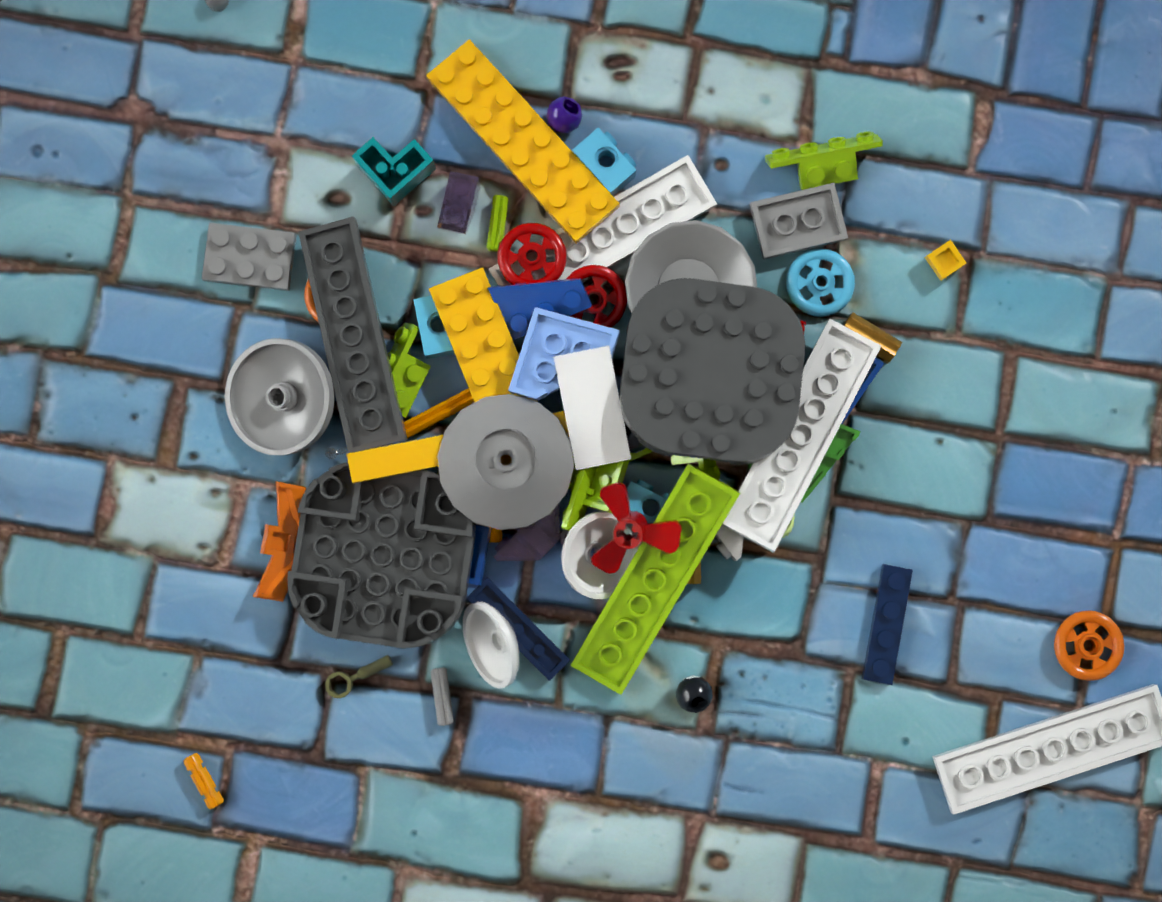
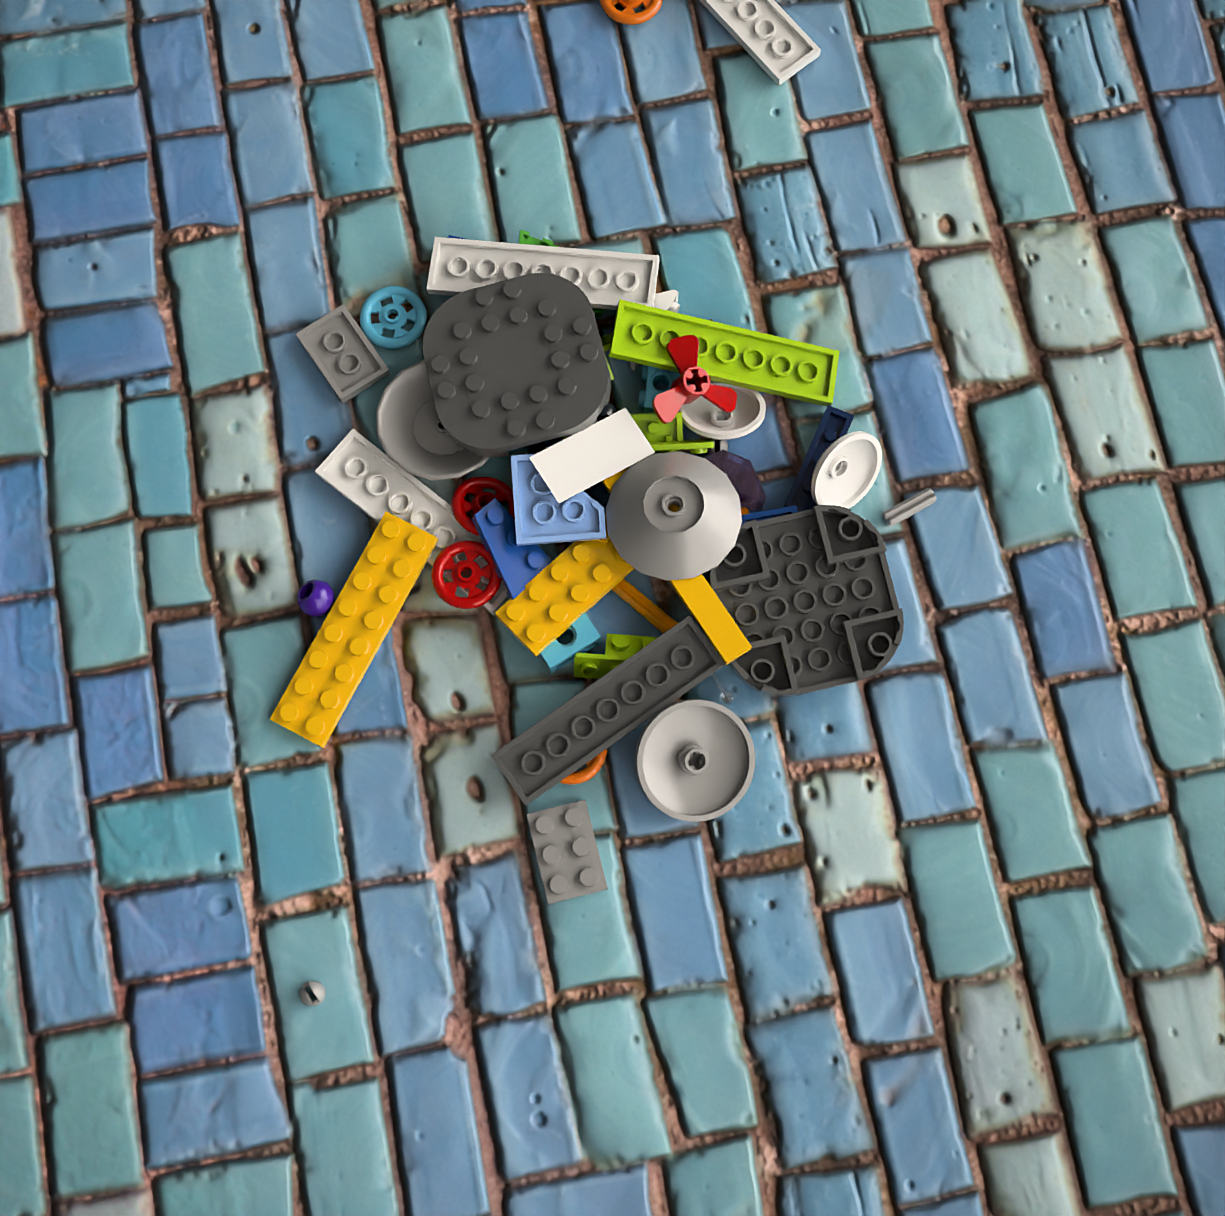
camera: 110 degrees left, 10 degrees down
(203, 781) = (1083, 693): light orange axle -> none
(280, 543) = (831, 705): orange plate -> none
(362, 673) = (919, 586): olive piece -> none
(394, 175) = (434, 735): teal brick -> none
(459, 202) = (439, 662): clear purple slope -> none
(497, 222) = (444, 624): lime axle -> none
(603, 144) = (346, 526): medium azure brick -> none
(694, 694) = (811, 289): black piece -> none
(825, 162) = (276, 349): lime bracket -> none
(887, 624) = (680, 158): dark blue plate -> none
(888, 343) = (424, 254): pearl gold axle -> none
(945, 260) = (333, 217): yellow plate -> none

